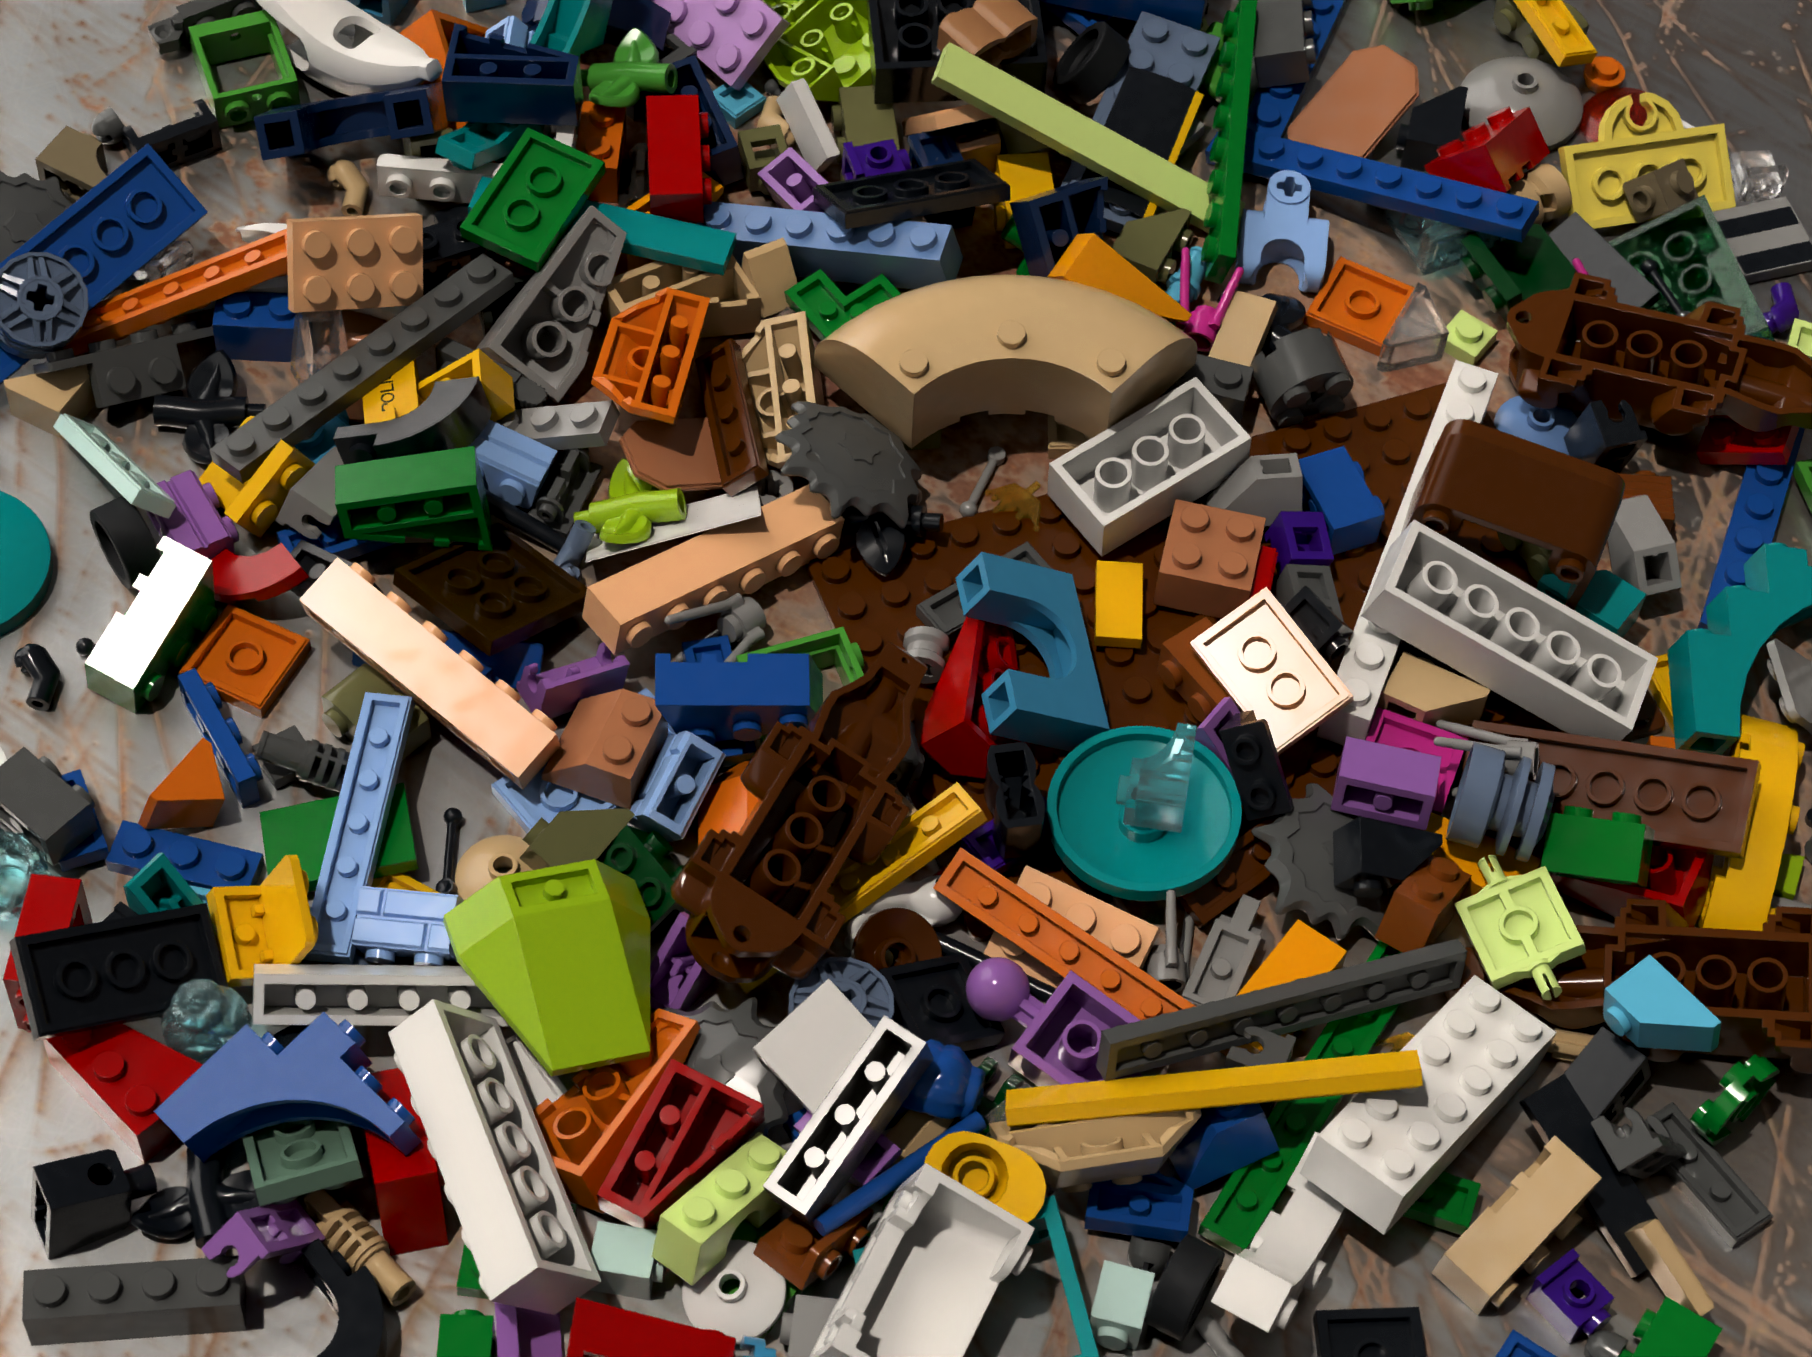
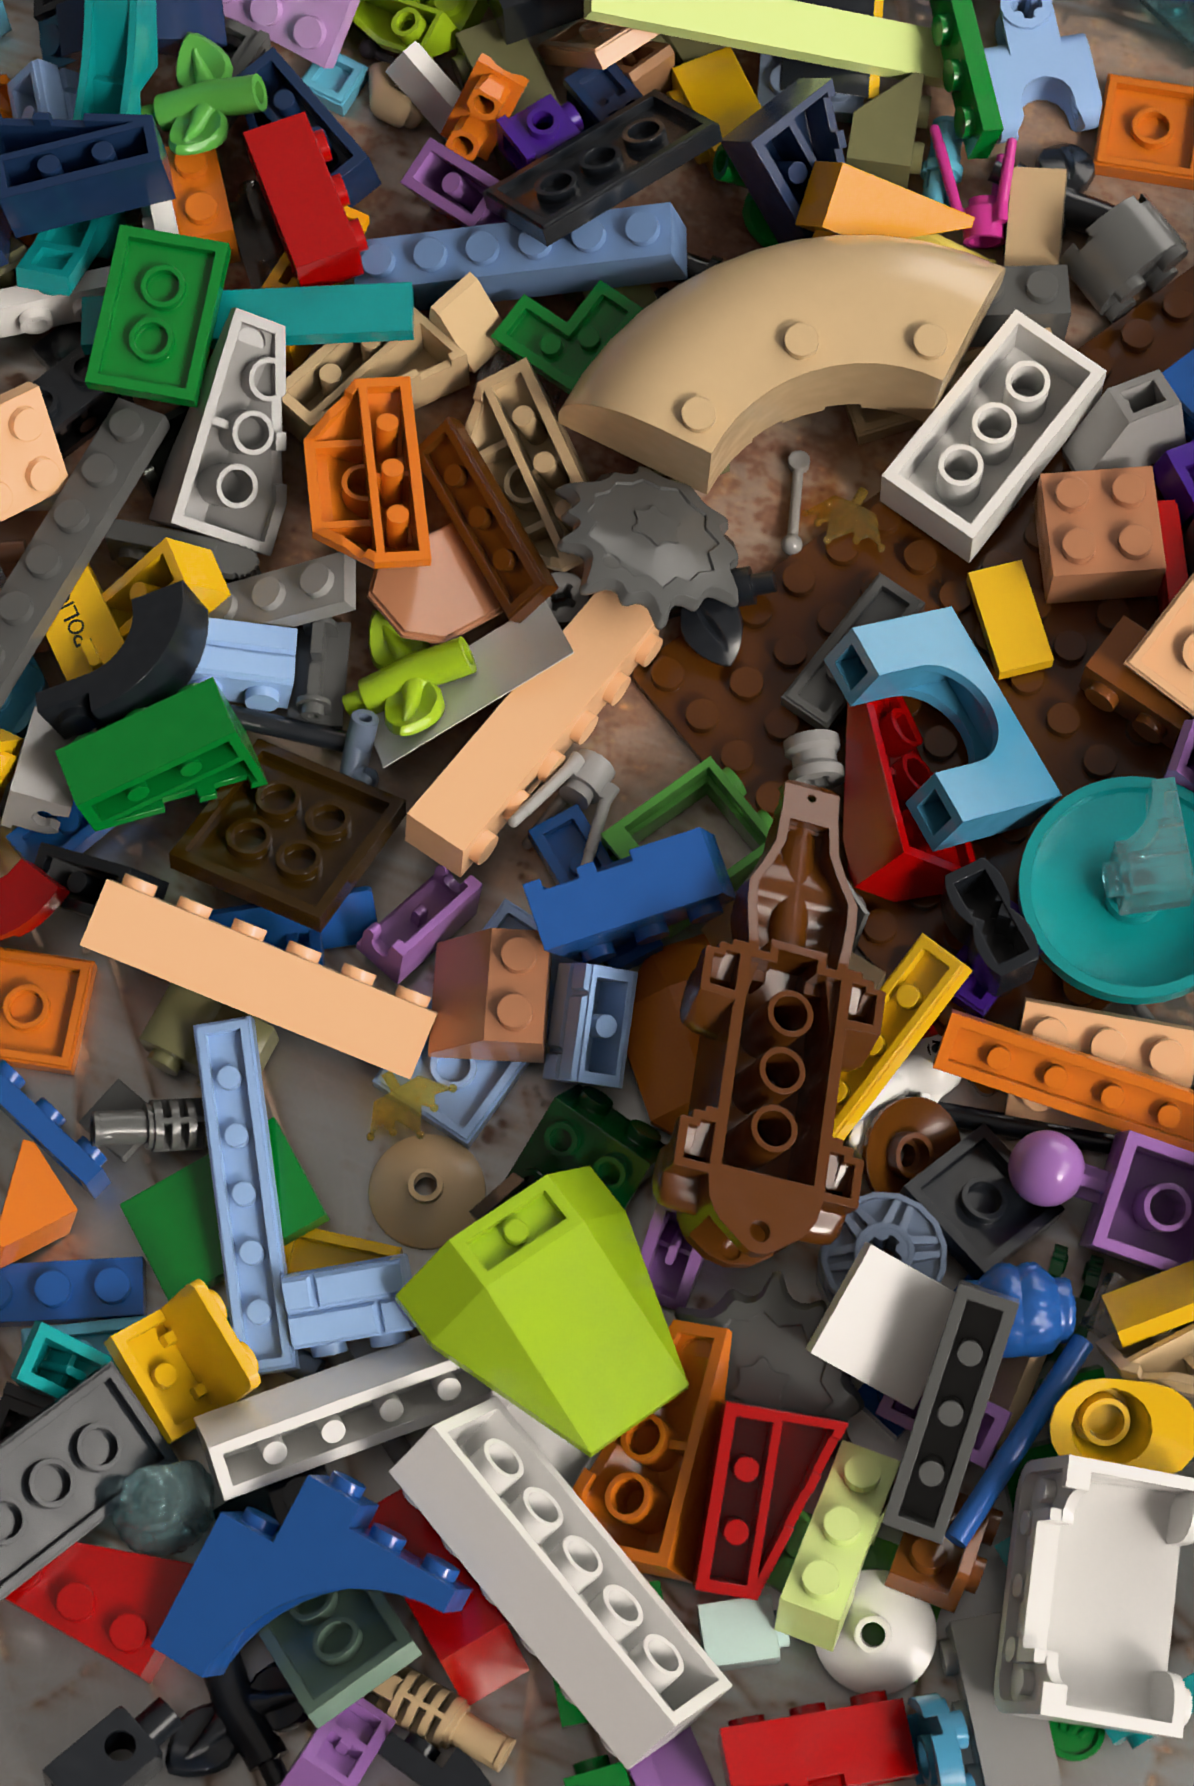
camera: 10 degrees left, 15 degrees up
(452, 818) = (366, 1226): black hinge -> none
(509, 806) = (405, 1104): none -> clear yellow piece
(573, 836) = (497, 1133): olive slope -> none
(757, 160) = (392, 147): olive brick -> none
(842, 124) = (484, 99): none -> orange hips

